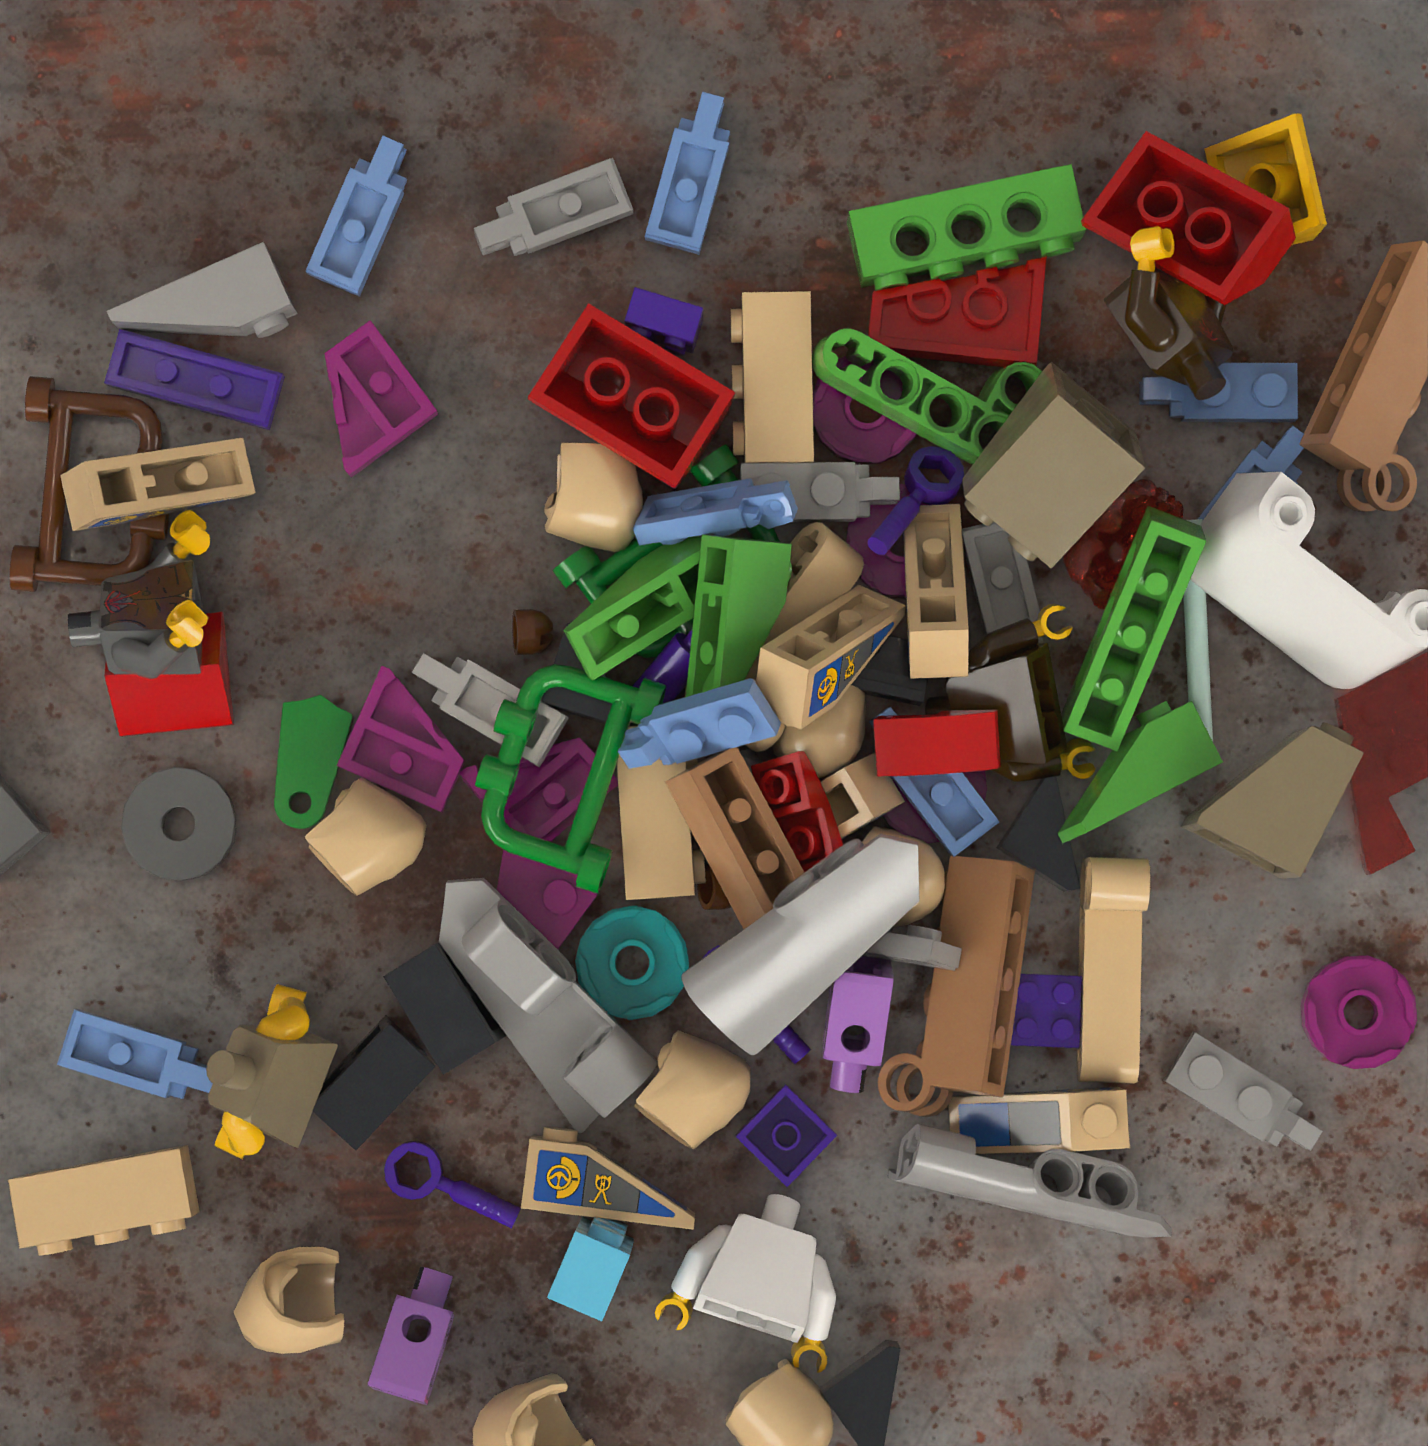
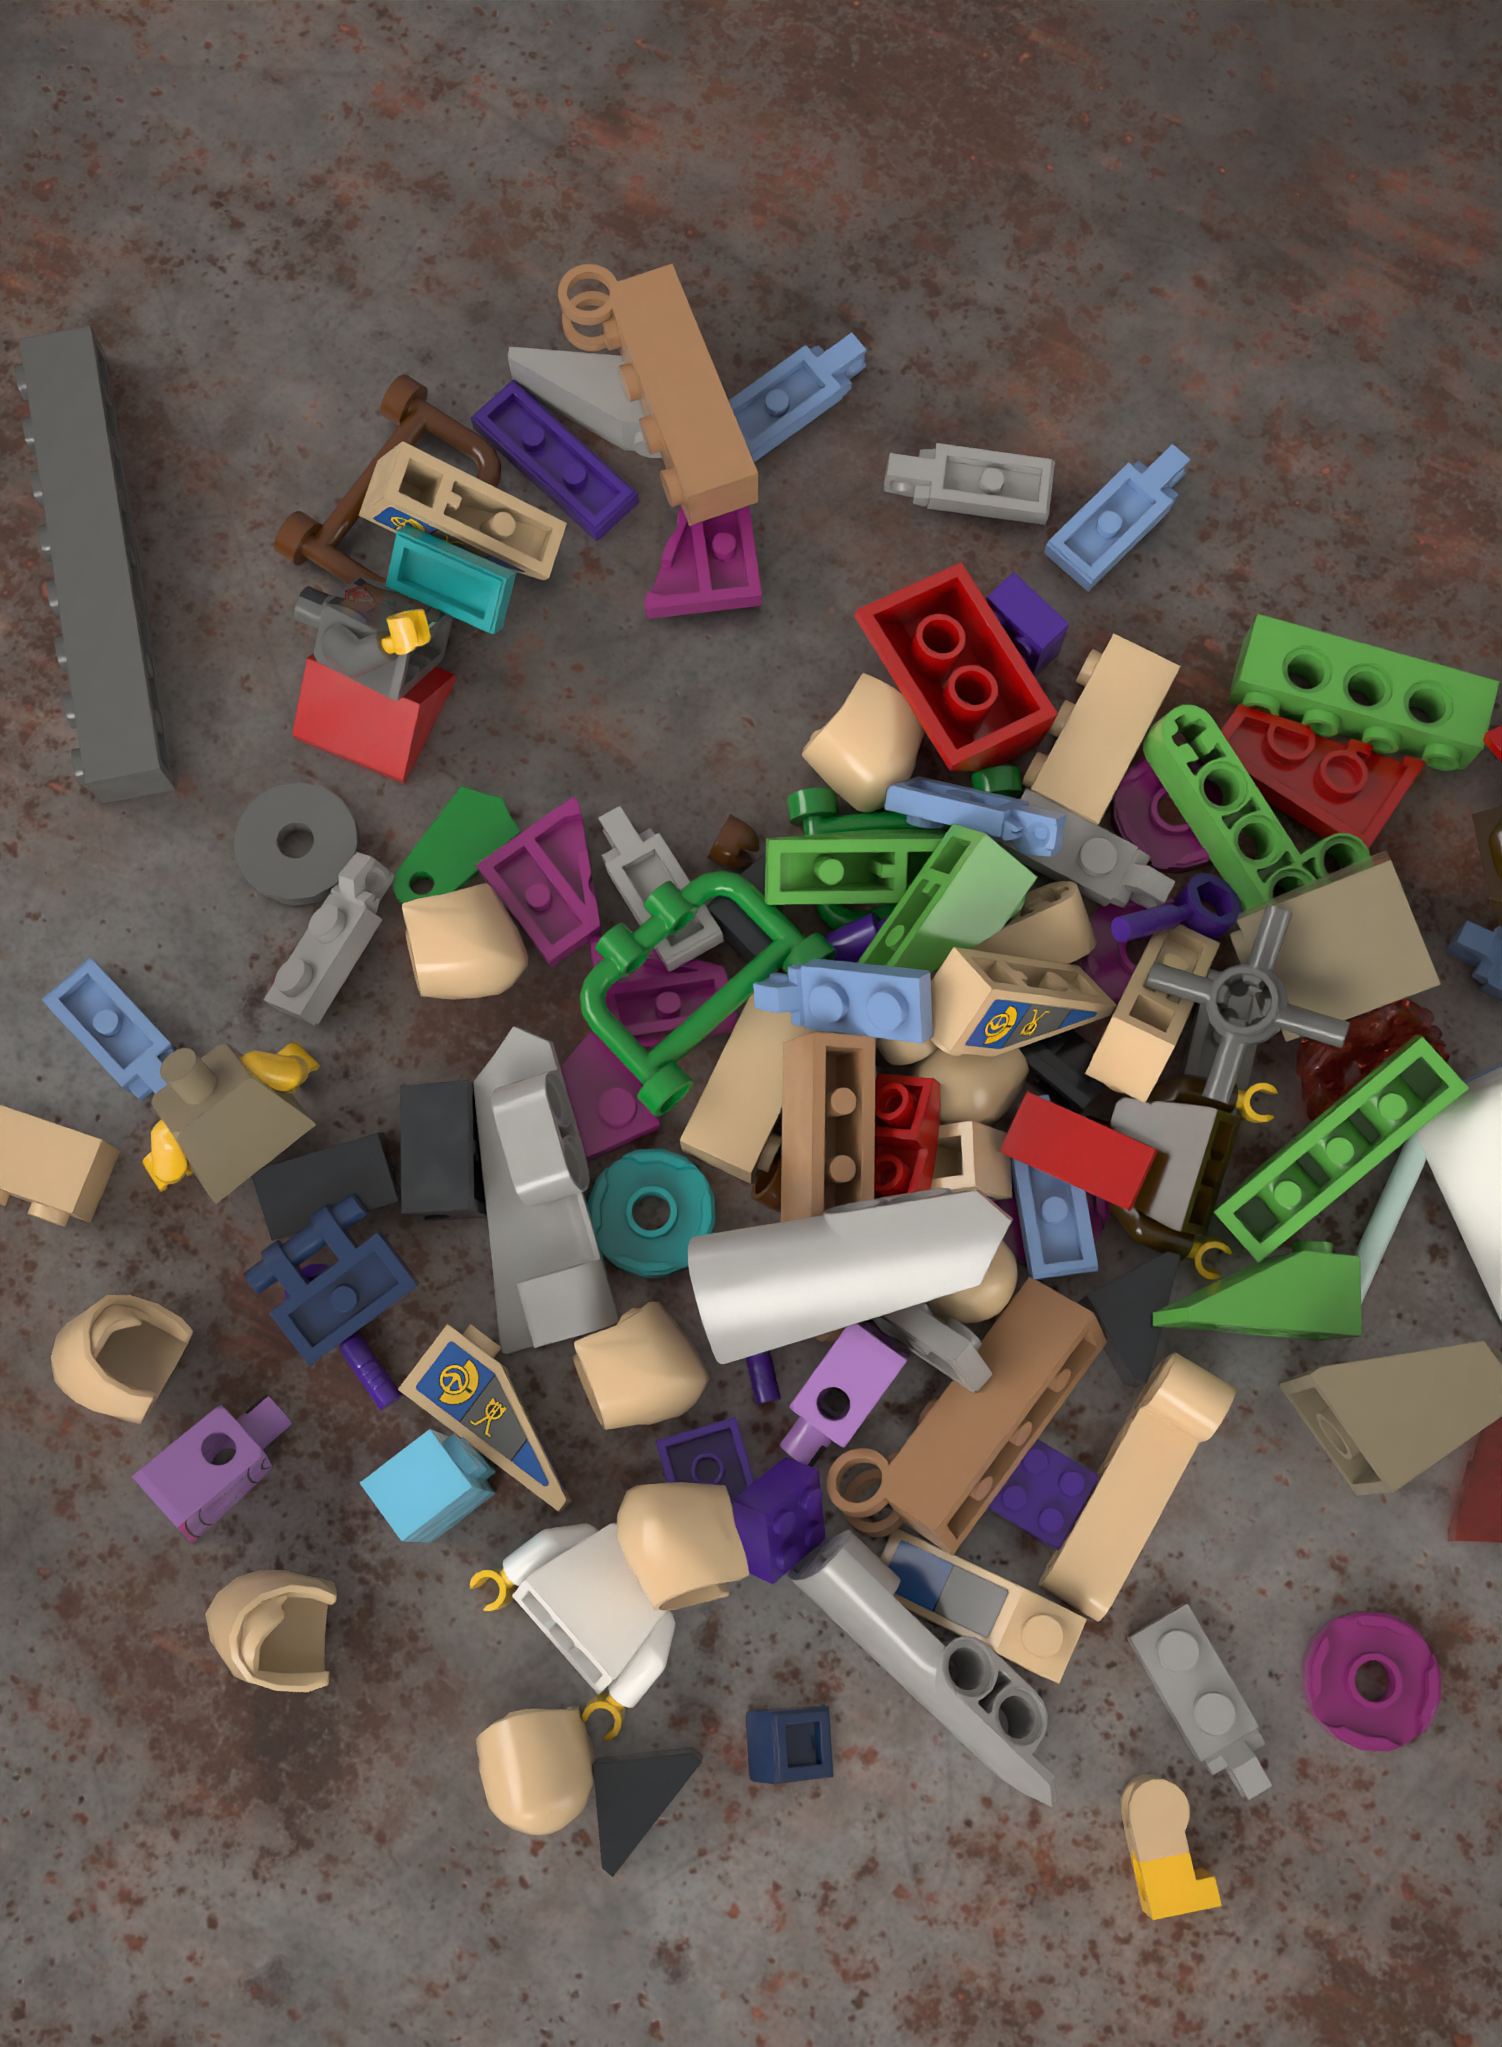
camera: 30 degrees right, 10 degrees down
(181, 545) = (450, 579): none -> teal tile
(258, 890) = (332, 942): none -> light grey hinge
(270, 277) = (673, 380): none -> medium nougat hinge
(436, 1163) = (341, 1297): none -> dark blue plate
(798, 1202) = (681, 1542): none -> tan piece
(861, 1143) = (780, 1518): none -> dark purple piece
(956, 1298) = (789, 1744): none -> dark blue slope
(994, 580) = (1236, 981): none -> dark grey bar
(1252, 1206) = (1155, 1827): none -> leg

